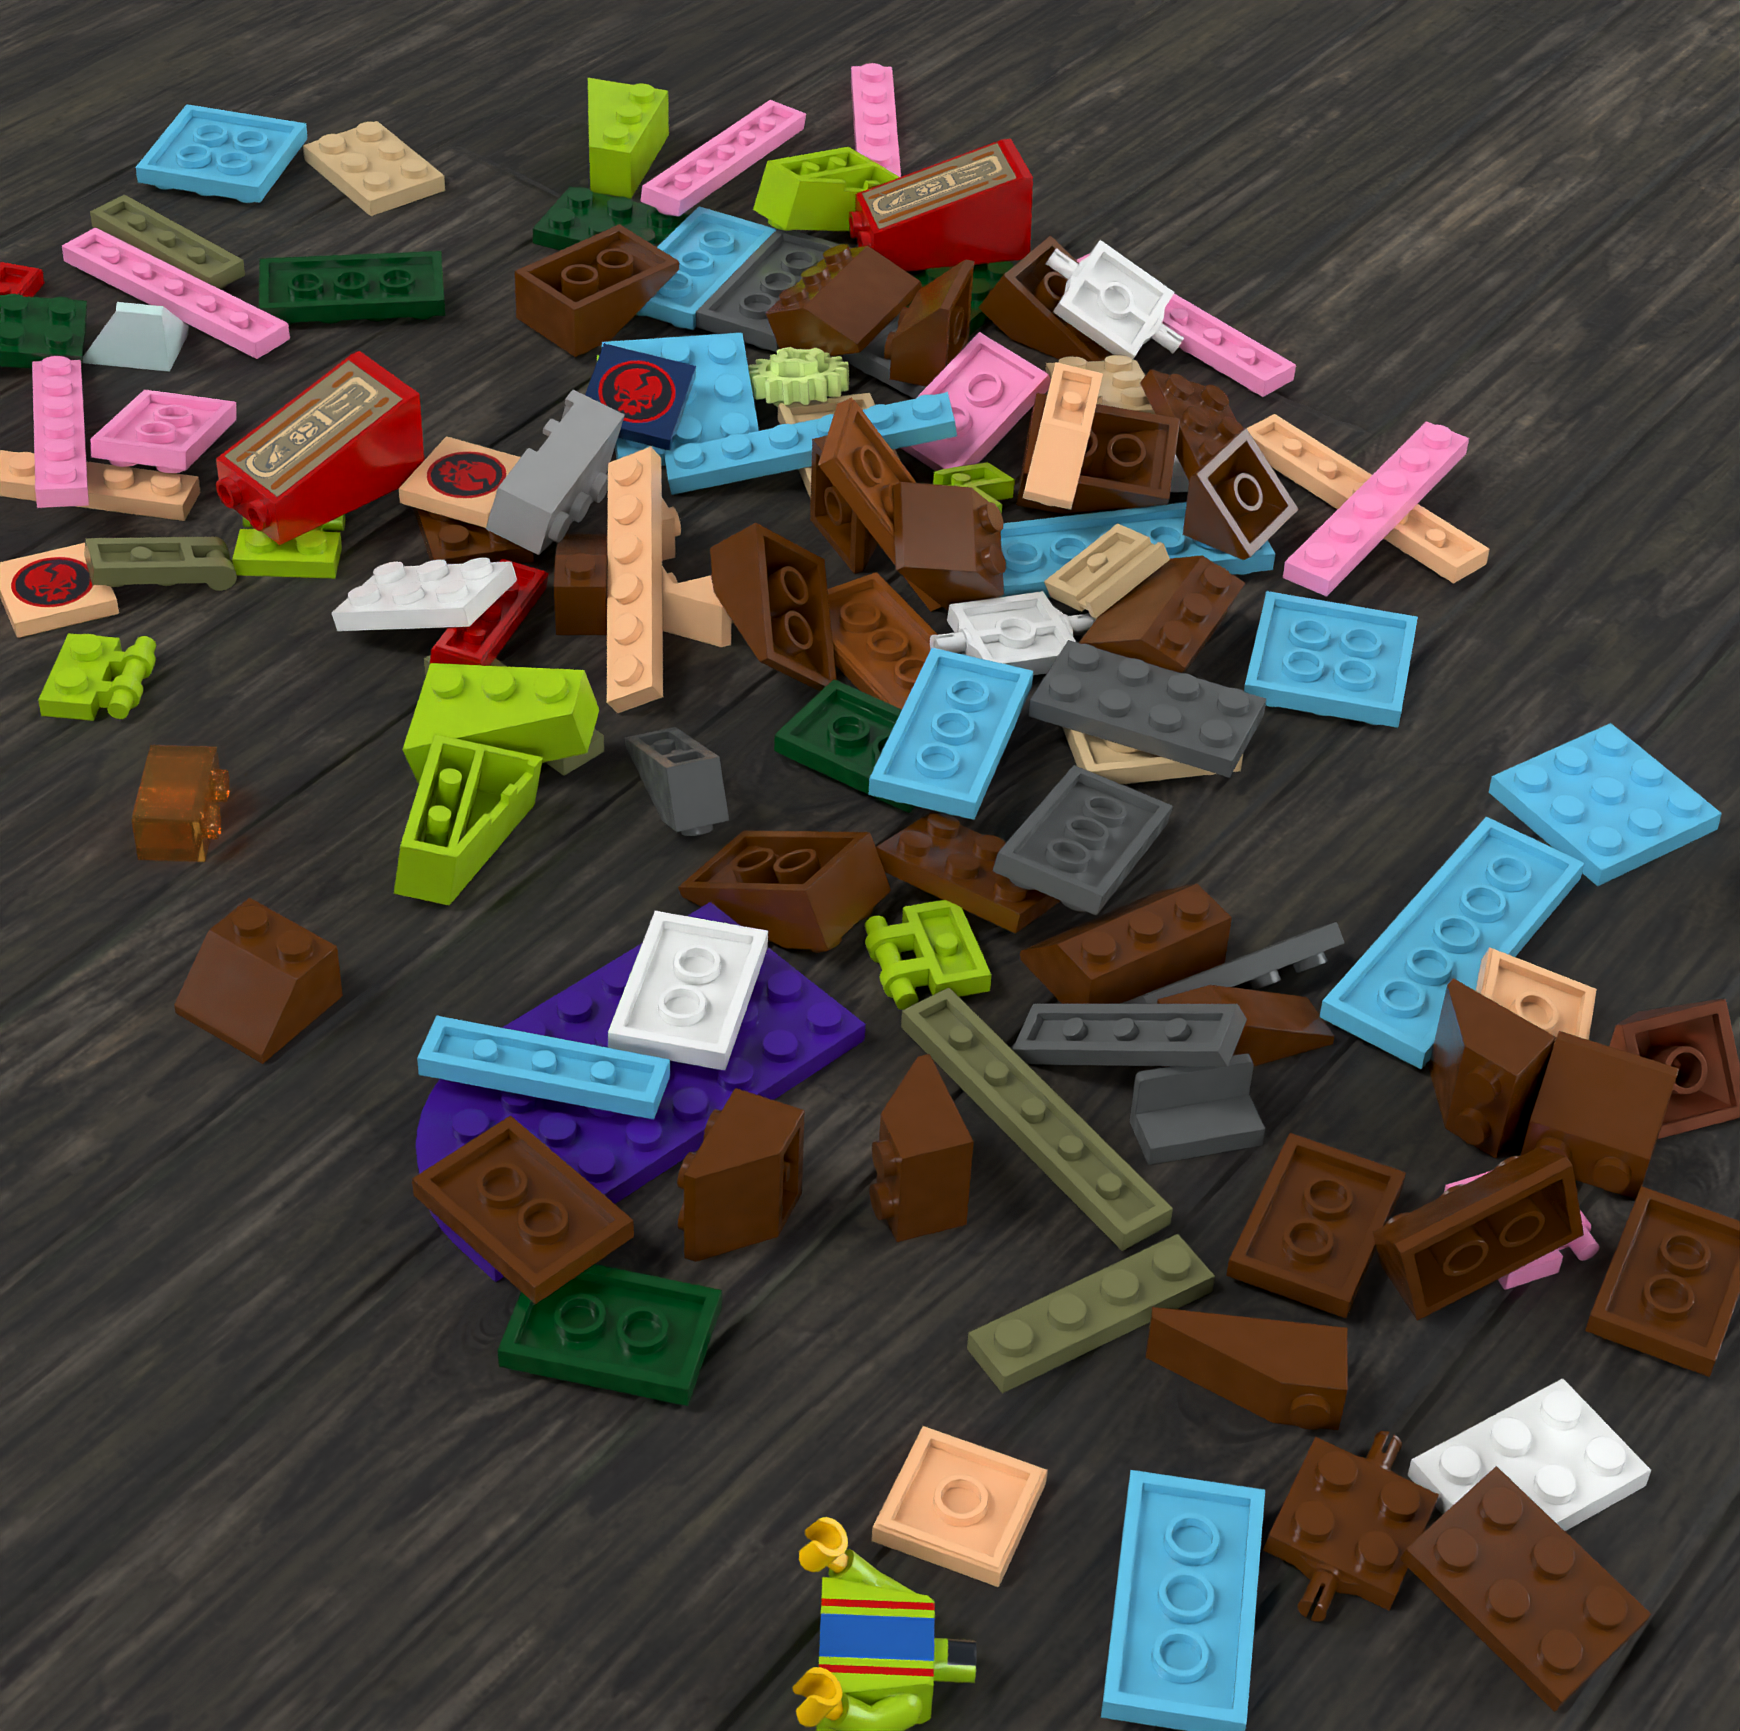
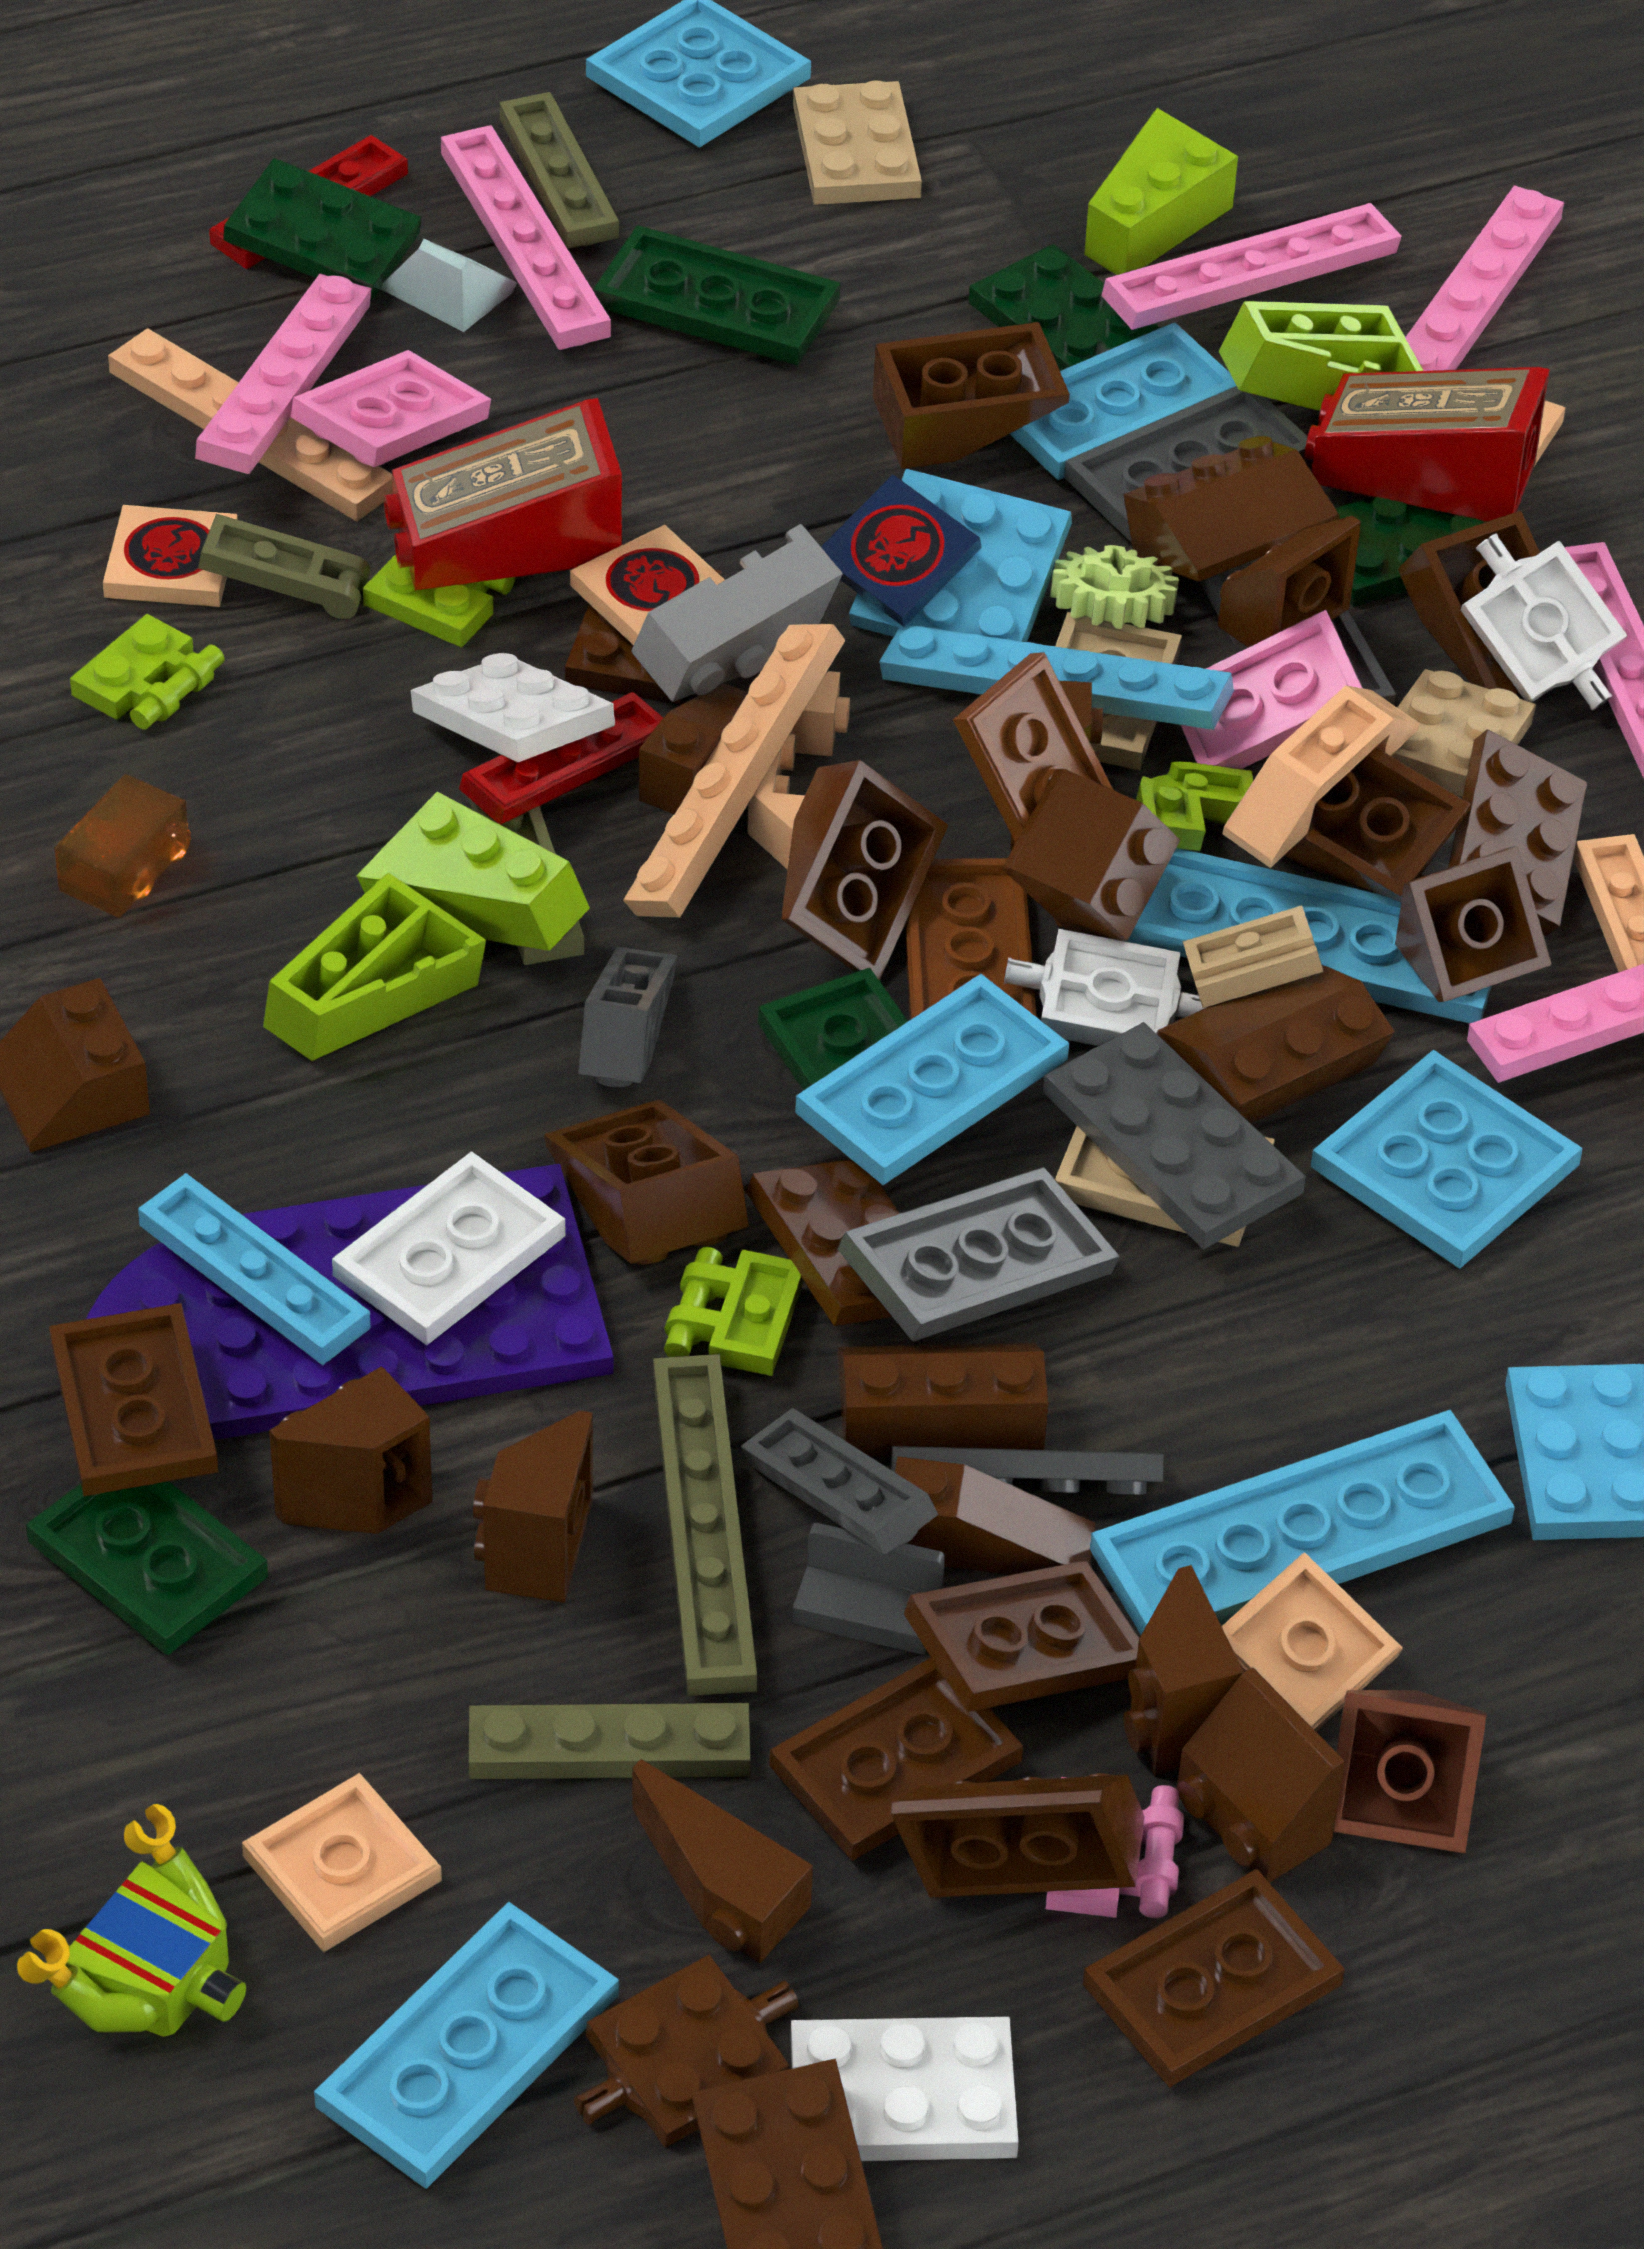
camera: 30 degrees right, 5 degrees up
(1343, 1092) = (1024, 1635): none -> reddish brown plate

